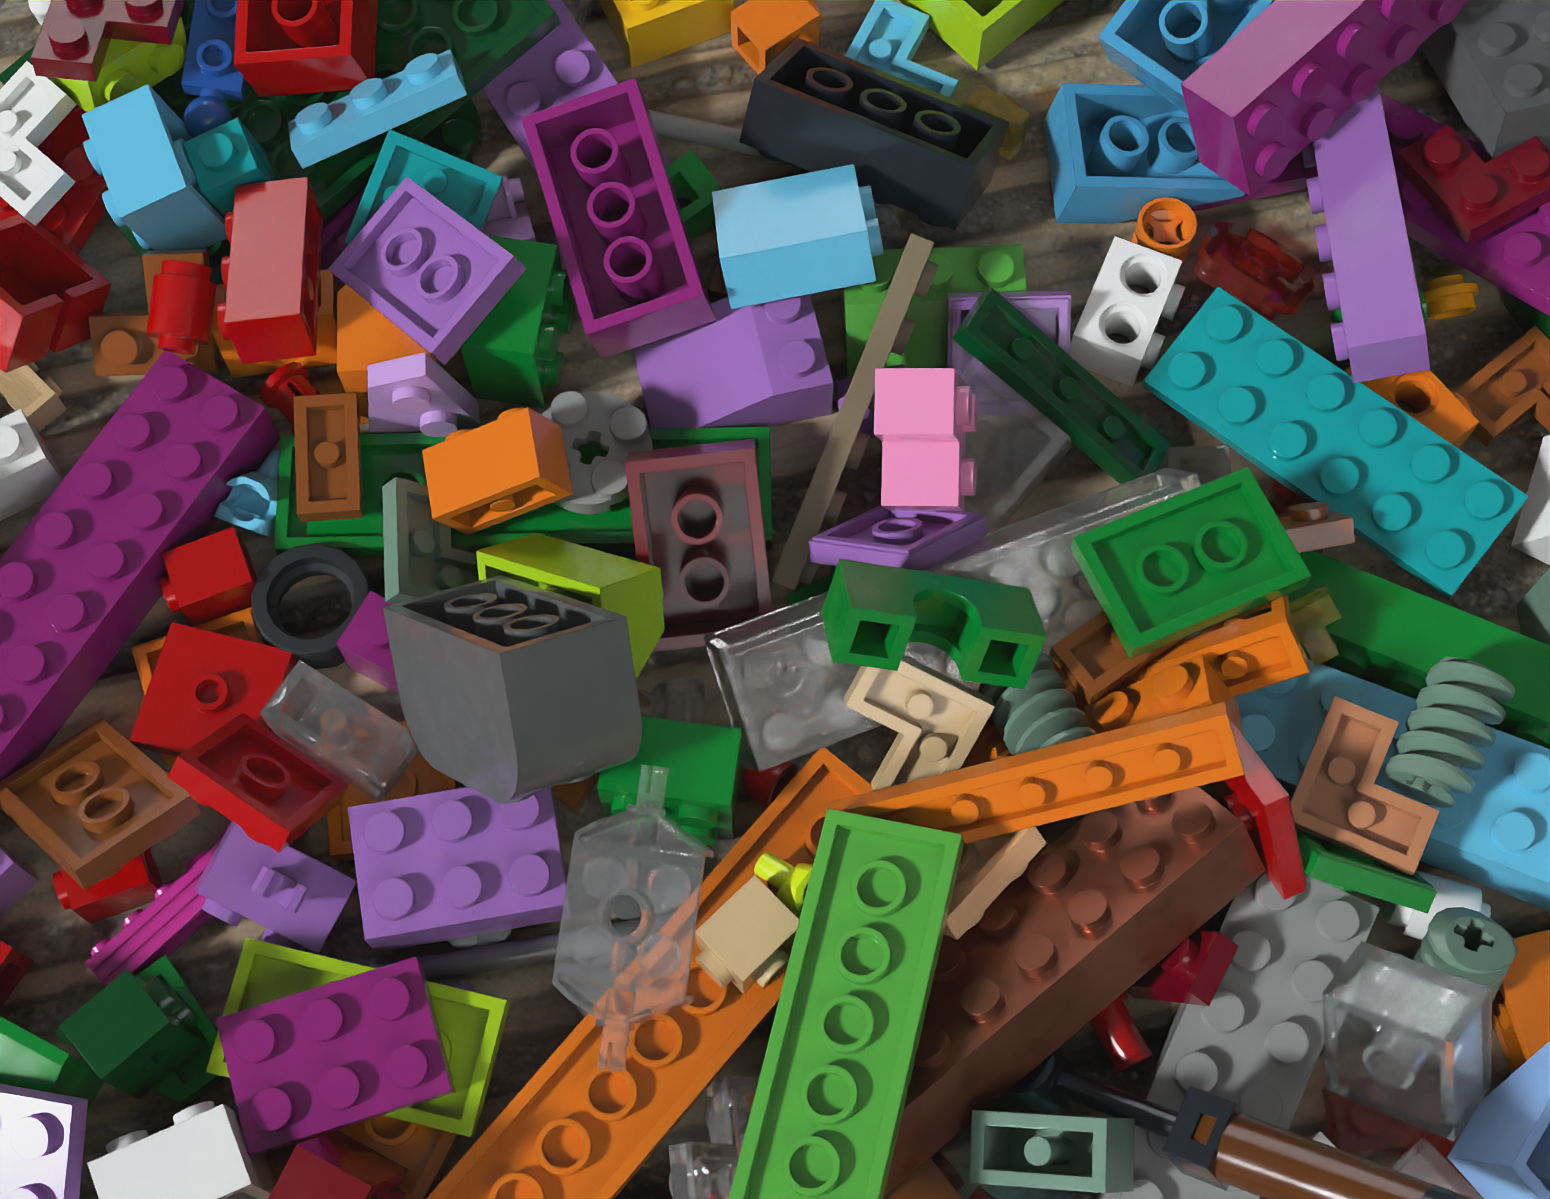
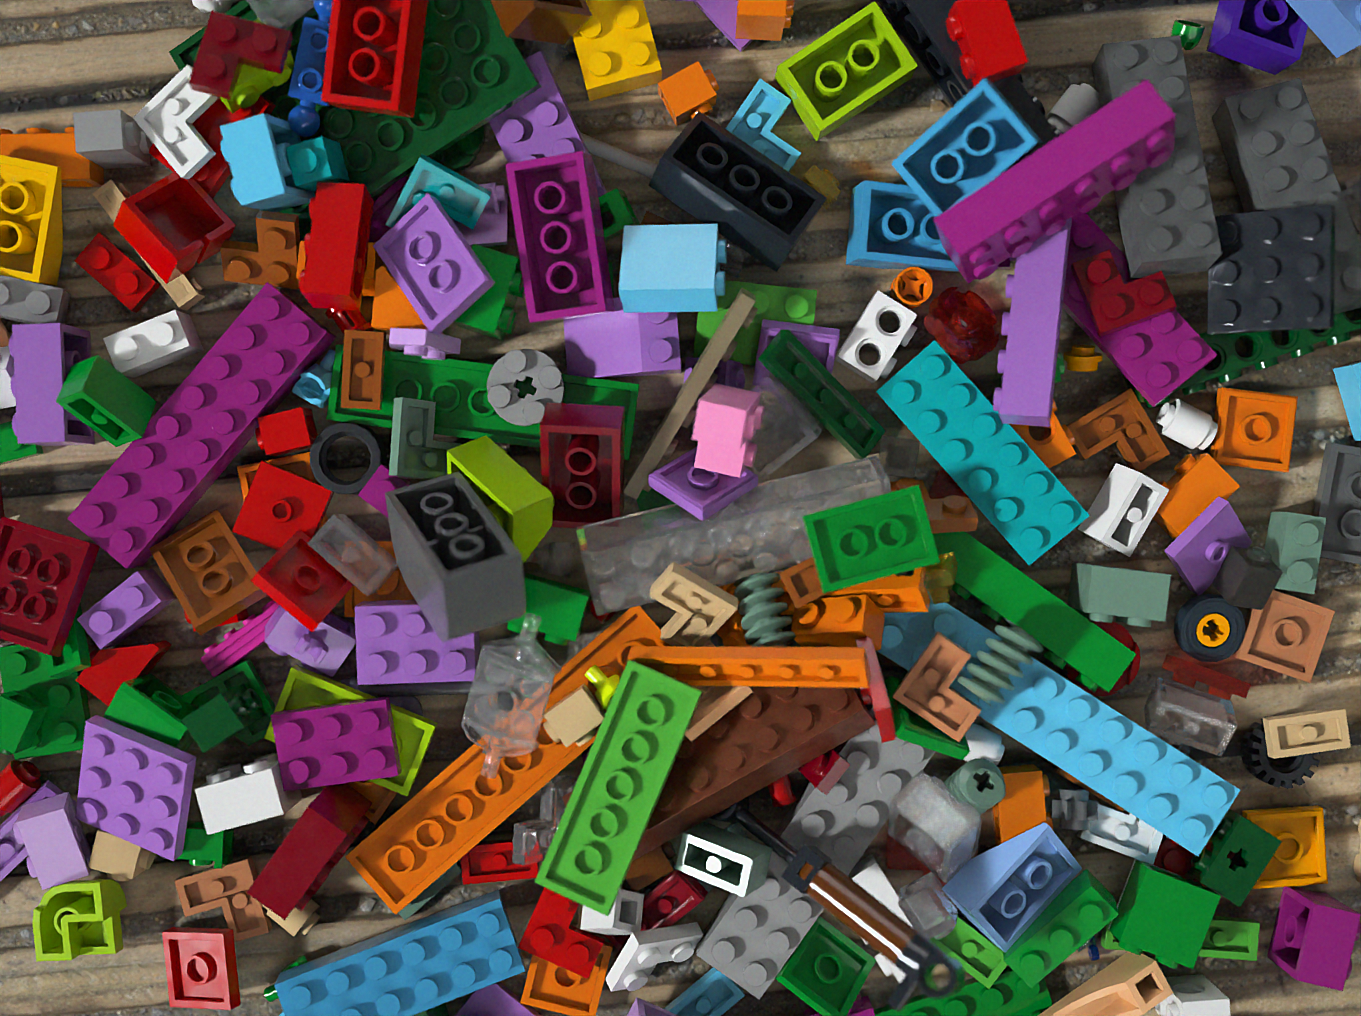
camera: 10 degrees right, 20 degrees up
(181, 306) = (278, 261): red brick -> none
(375, 107) = (413, 137): medium azure plate -> none
(497, 471) = (464, 400): orange brick -> none
(980, 624) = (737, 562): green arch -> none

